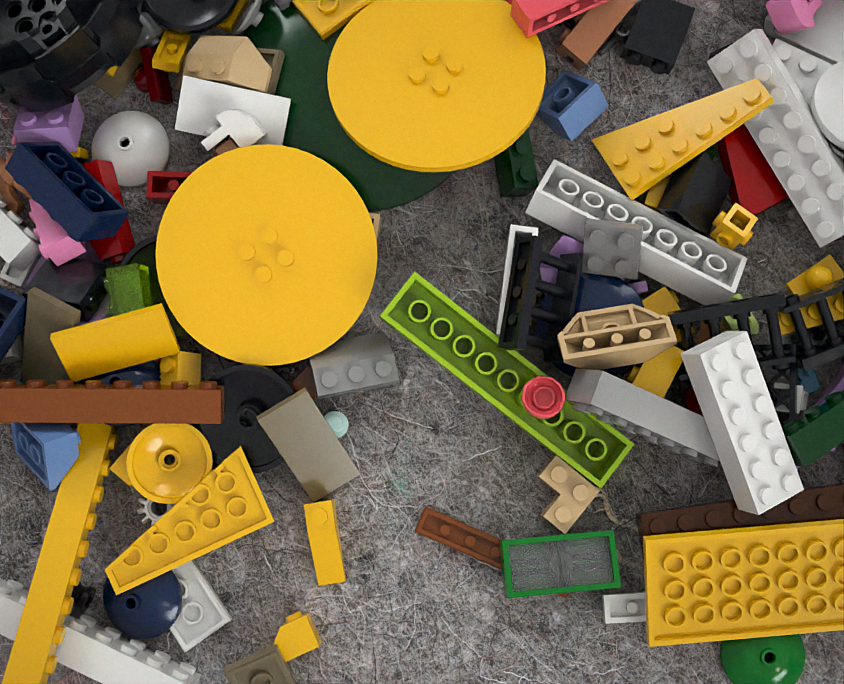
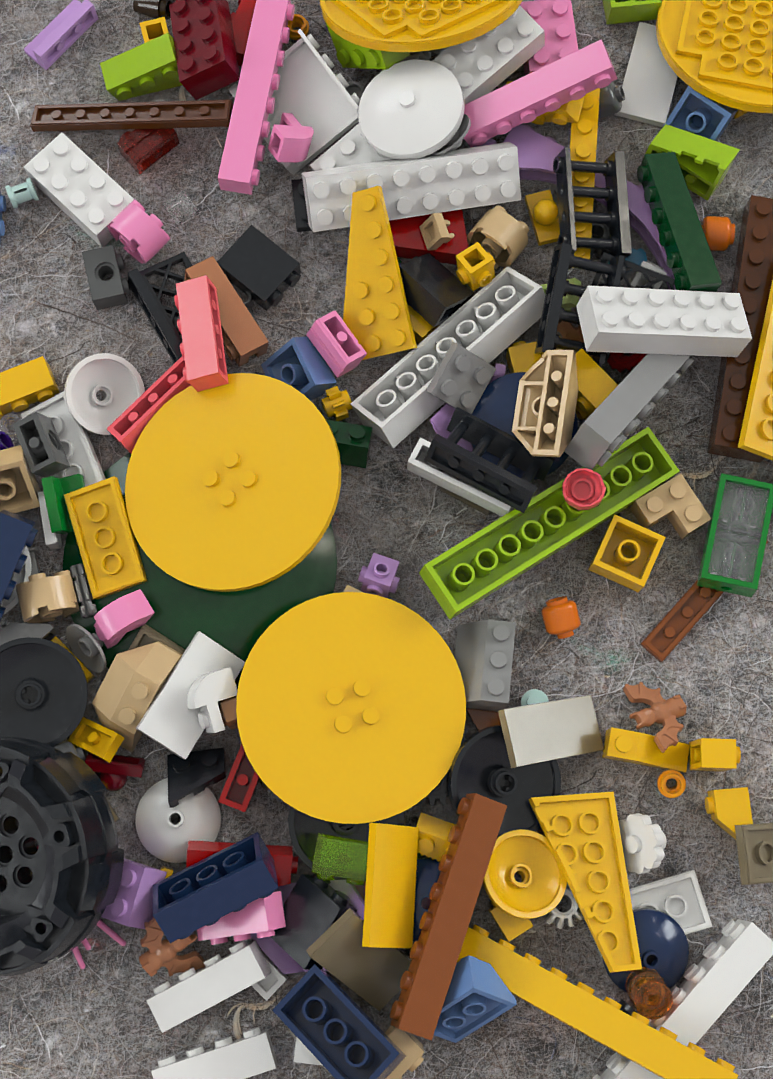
camera: 80 degrees left, 5 degrees down
(97, 609) = (649, 993): none -> clear orange wheel
(170, 145) = (194, 773): none -> black wing
(235, 562) = (641, 843): none -> white plant
(281, 28) = (121, 617): none -> bright pink brick
(296, 578) = (675, 791): none -> light orange plate
(338, 605) = (713, 754): none -> yellow brick
(365, 544) = (660, 712): none -> nougat animal
(400, 244) = (379, 576): none -> lavender brick
(422, 422) = (560, 617): none -> orange head
(504, 463) = (626, 553): none -> yellow brick
(551, 148) = (336, 403): none -> yellow gear
(606, 124) = (336, 343): none -> bright pink brick
(754, 176) = (435, 231): none -> tan tile
(774, 241) = (500, 236): none -> tan brick

